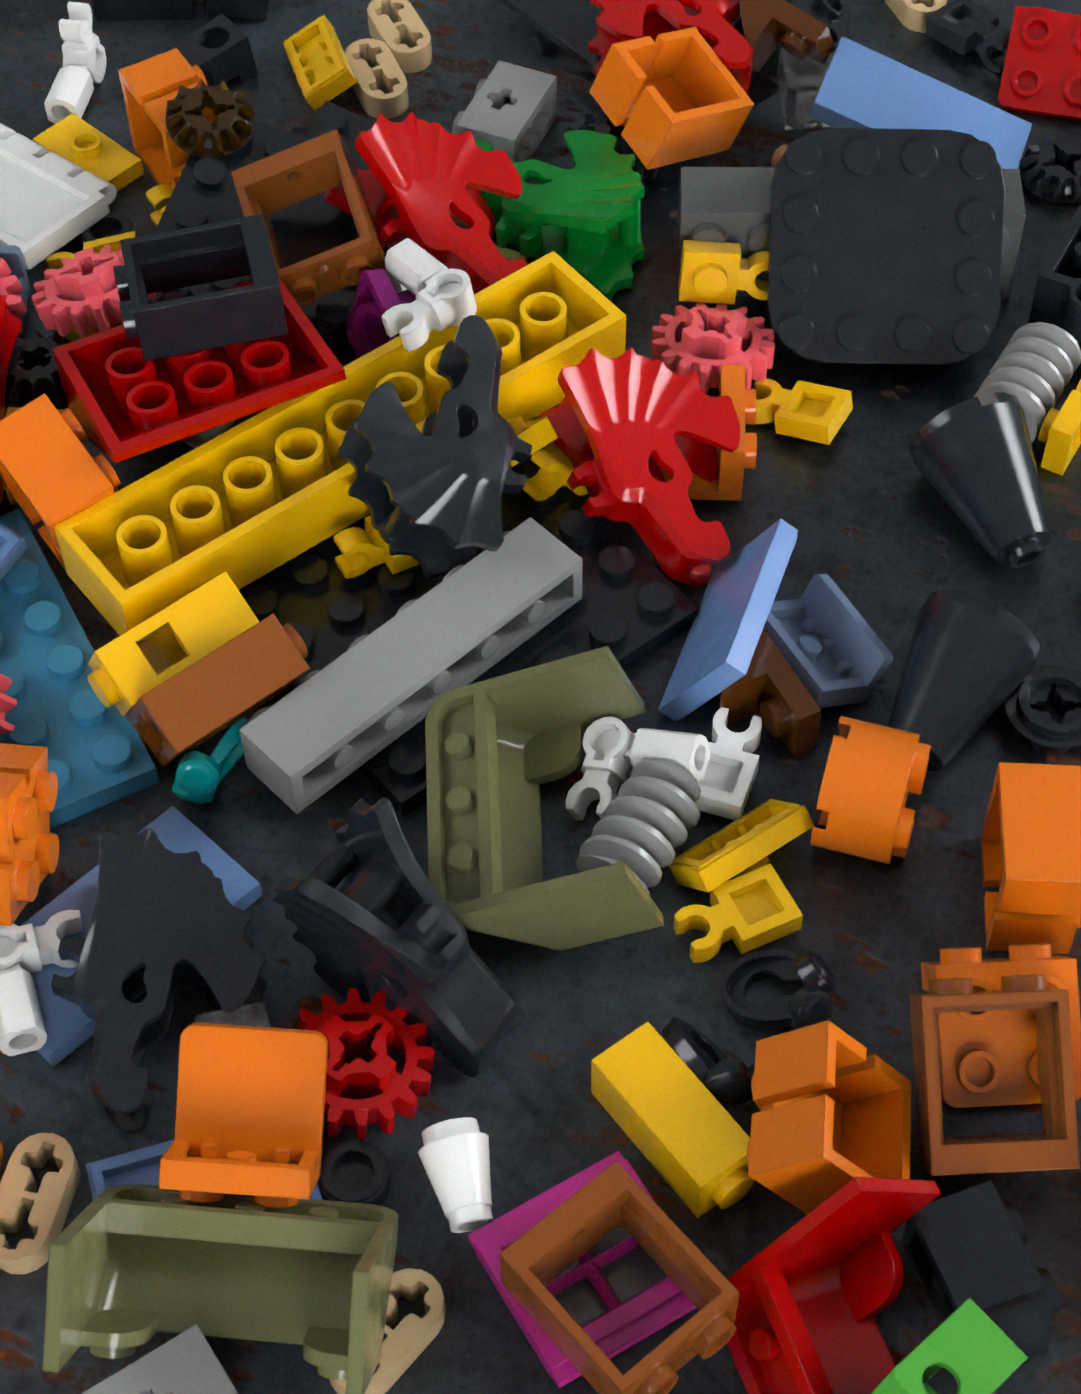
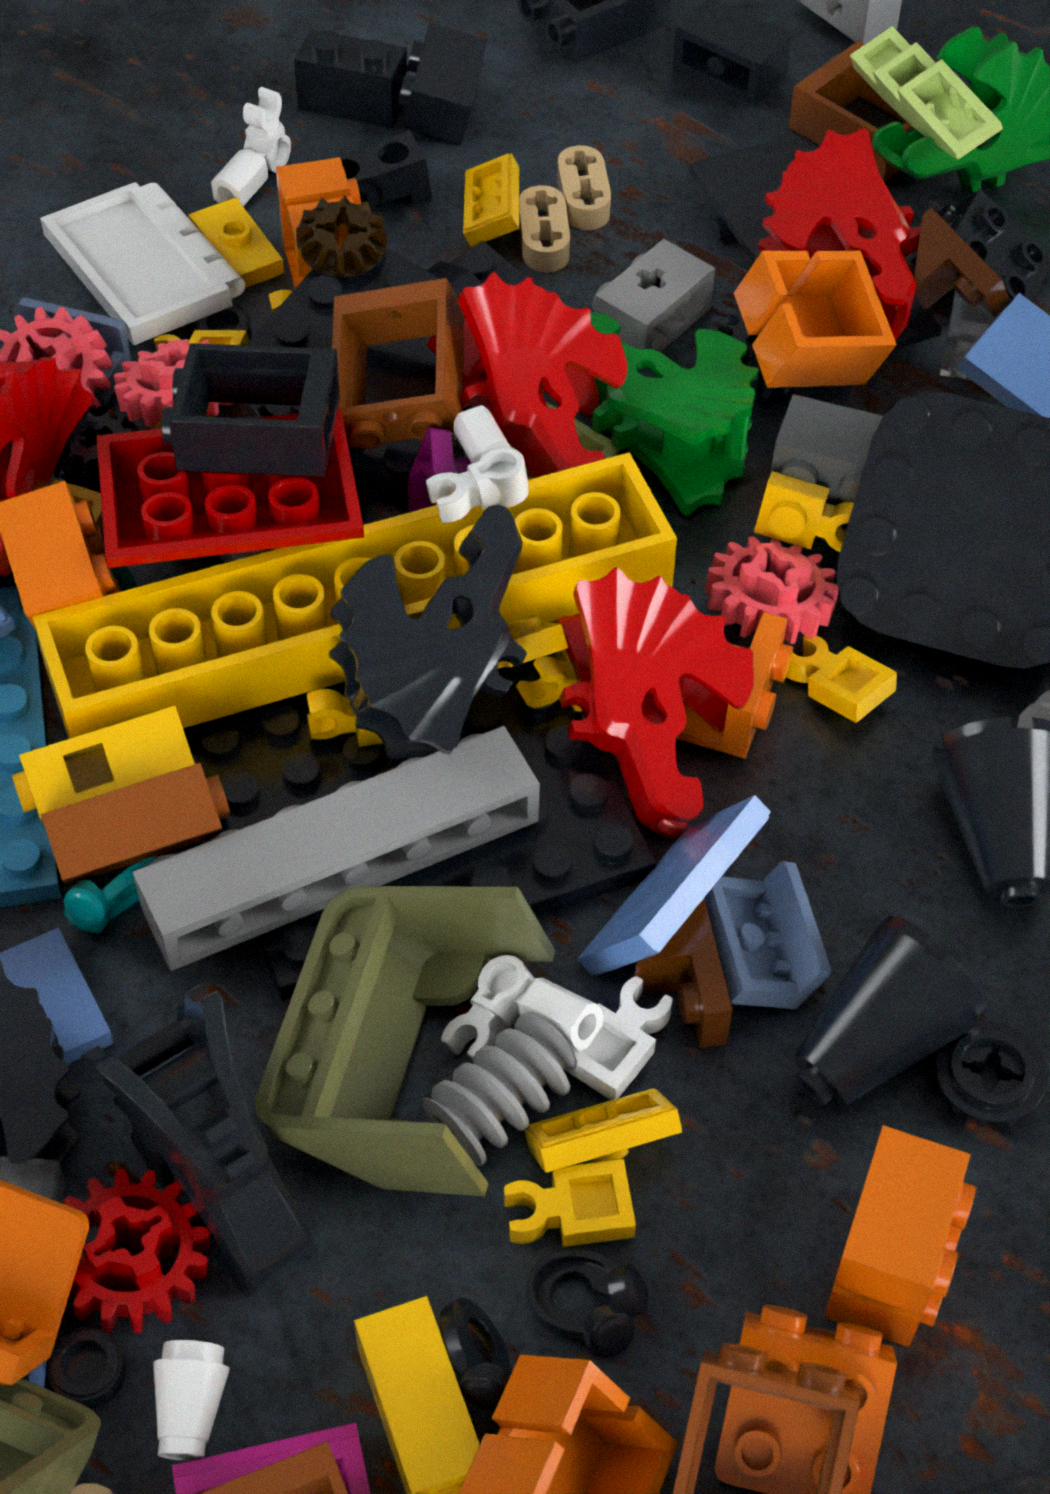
camera: 15 degrees right, 0 degrees up
(867, 790) = (749, 1111): orange brick -> none

